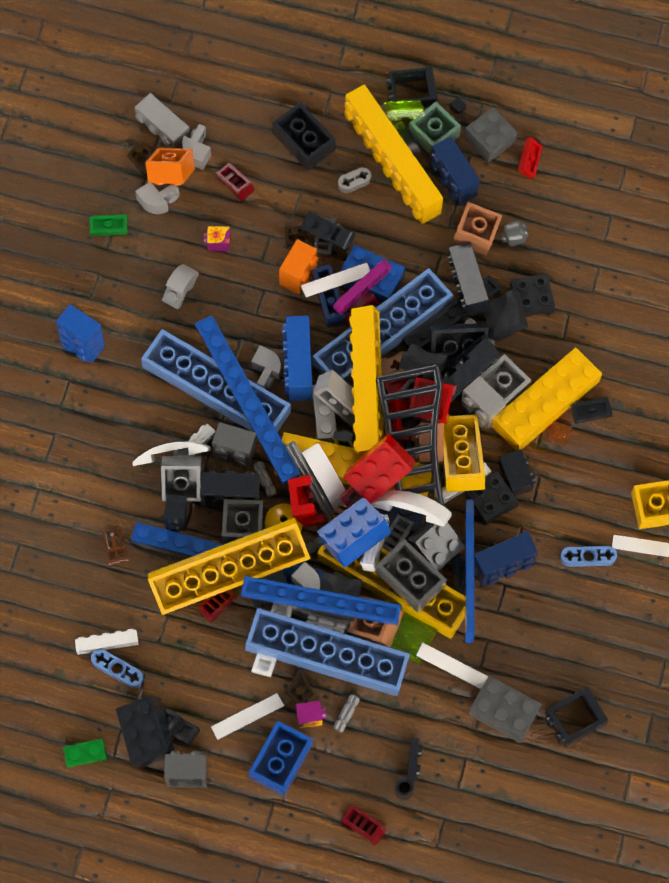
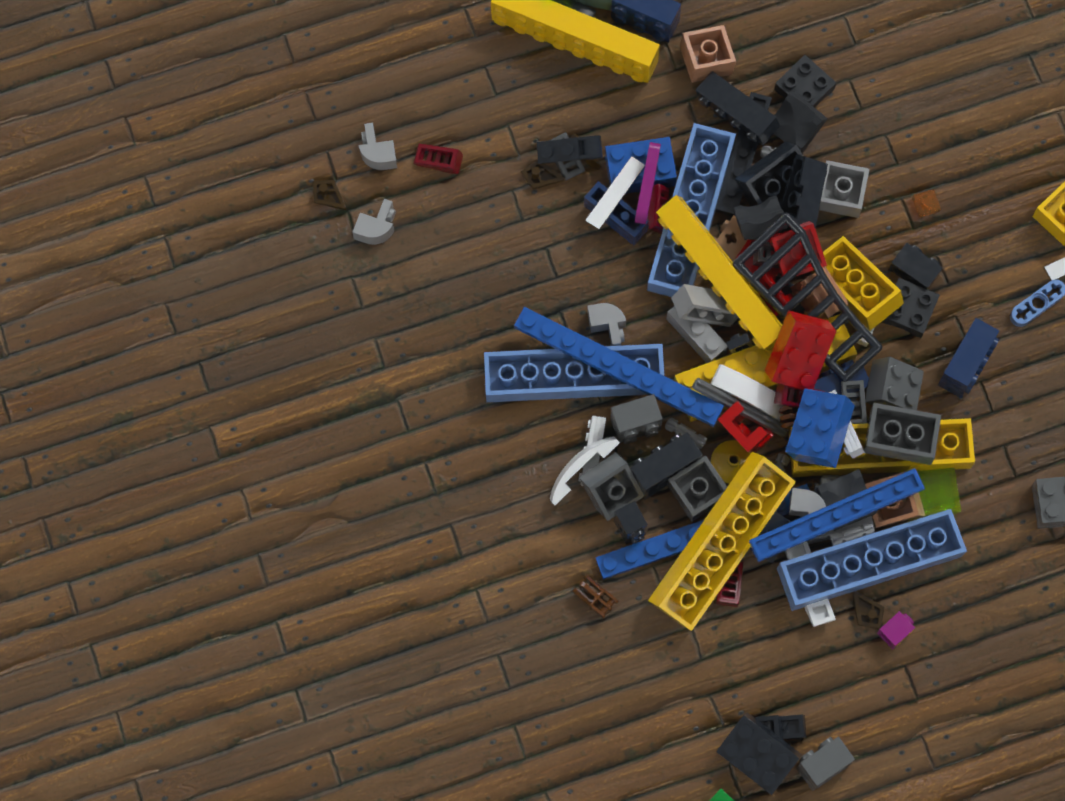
camera: 30 degrees left, 5 degrees up
(80, 334) = (409, 410): blue brick -> none
(102, 666) = (700, 715): medium blue beam -> none
(106, 641) = (654, 692): white piece -> none
(108, 225) = (348, 283): green plate -> none
(161, 121) = (323, 145): light grey brick -> none
(170, 166) = (369, 184): orange brick -> none
(178, 284) = (464, 298): light grey brick -> none
(217, 238) = (465, 226): brick -> none
(247, 716) = (837, 671): white sticker -> none
(280, 758) = (903, 690): blue brick -> none
(297, 358) = (634, 294): blue brick -> none
(298, 266) = (568, 203): orange brick -> none
(304, 136) = (474, 70): black brick -> none
(346, 713) = (927, 605): light grey axle -> none
(354, 180) = (556, 84): light grey beam -> none
(378, 833) = (1040, 707): dark red slope -> none
(413, 770) = (1028, 616): black plate -> none
(414, 502) = (855, 361): white slope -> none
(452, 666) = (991, 493): white sticker -> none
(458, 573) = (937, 400): black plate -> none
(469, 572) = (948, 392): blue tile -> none
(482, 400) = (839, 219): light grey brick -> none
(514, 233) = (744, 35): dark grey head -> none
(546, 400) = (893, 178): yellow brick -> none
(591, 410) = (939, 161): black plate -> none

